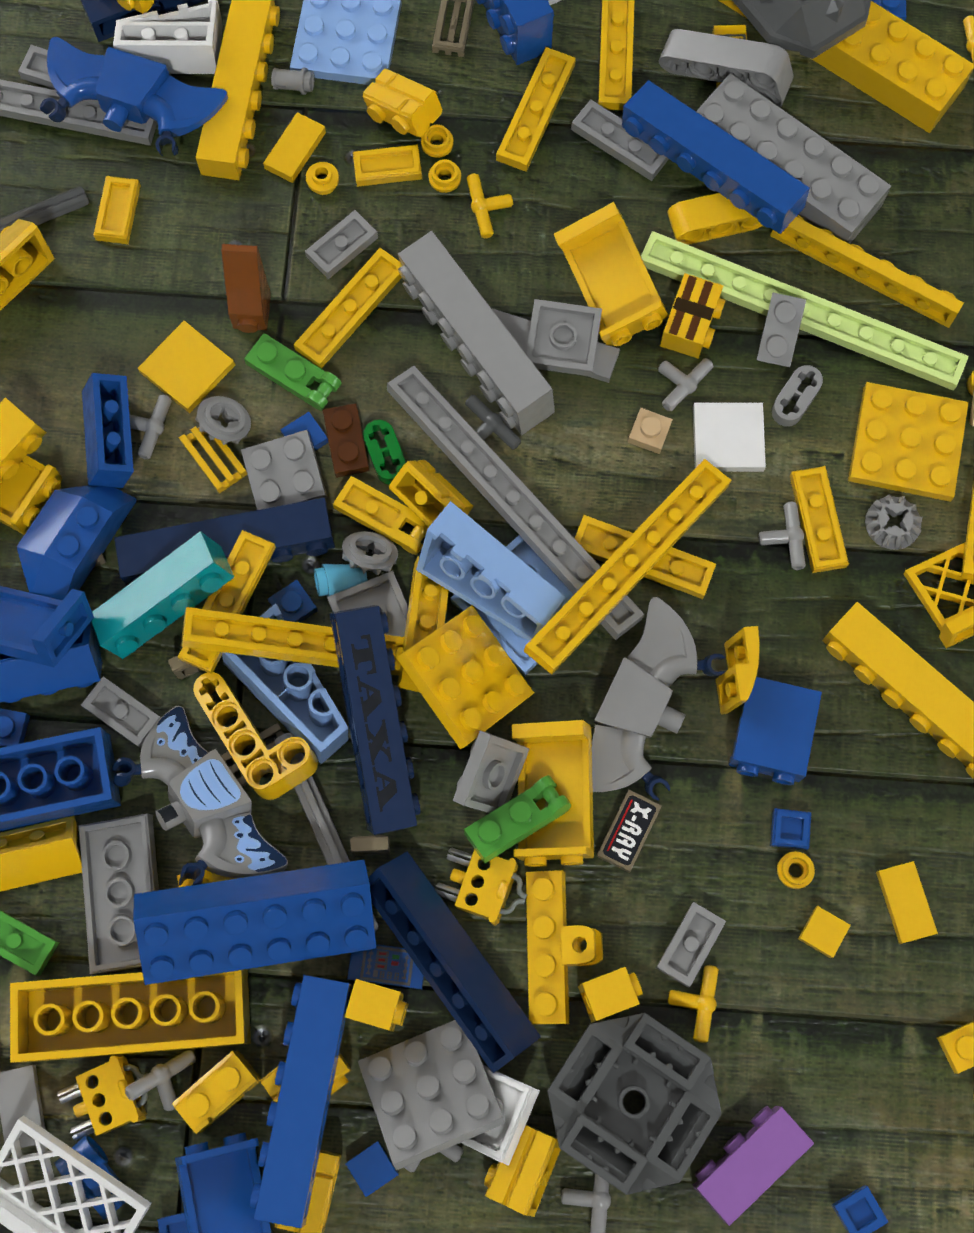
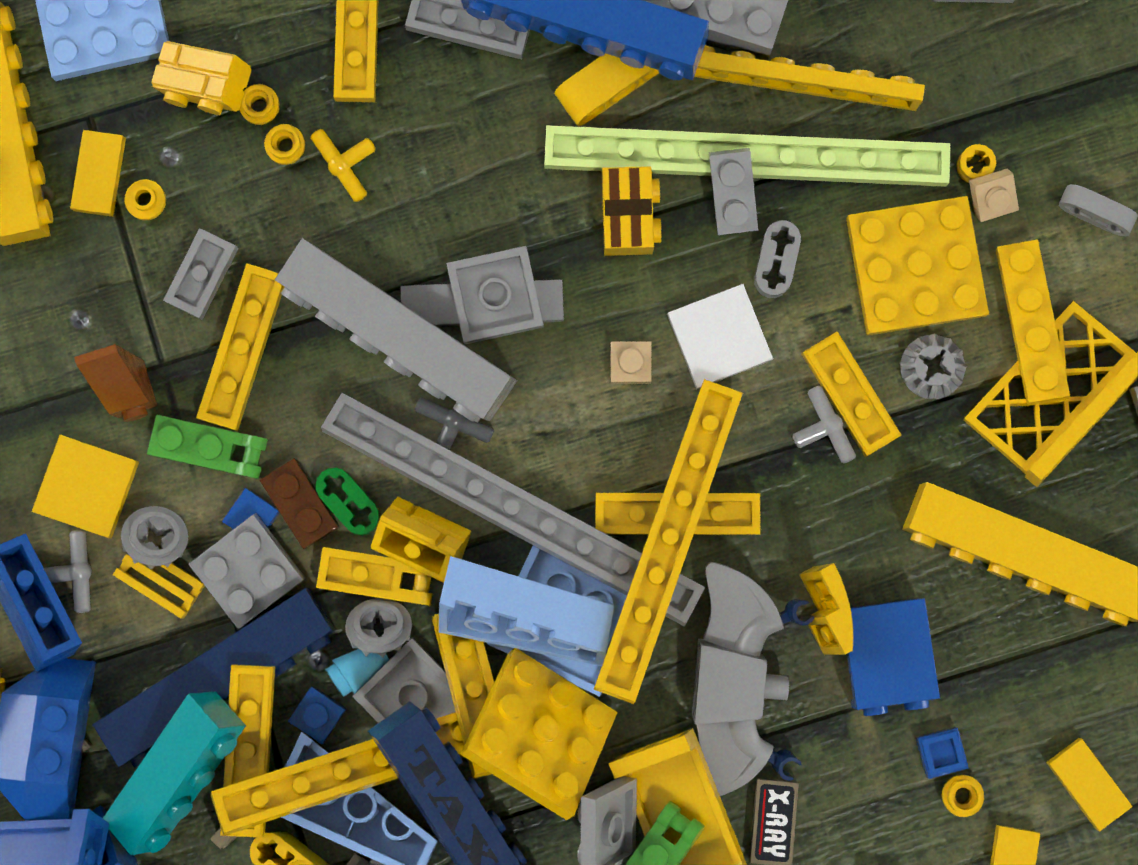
camera: 20 degrees left, 10 degrees up
(293, 80) = (61, 91): light grey pin -> none
(387, 165) = (213, 154): yellow tile -> none
(612, 275) = (522, 198): yellow panel -> none
(685, 383) = (650, 292): light grey piece -> none

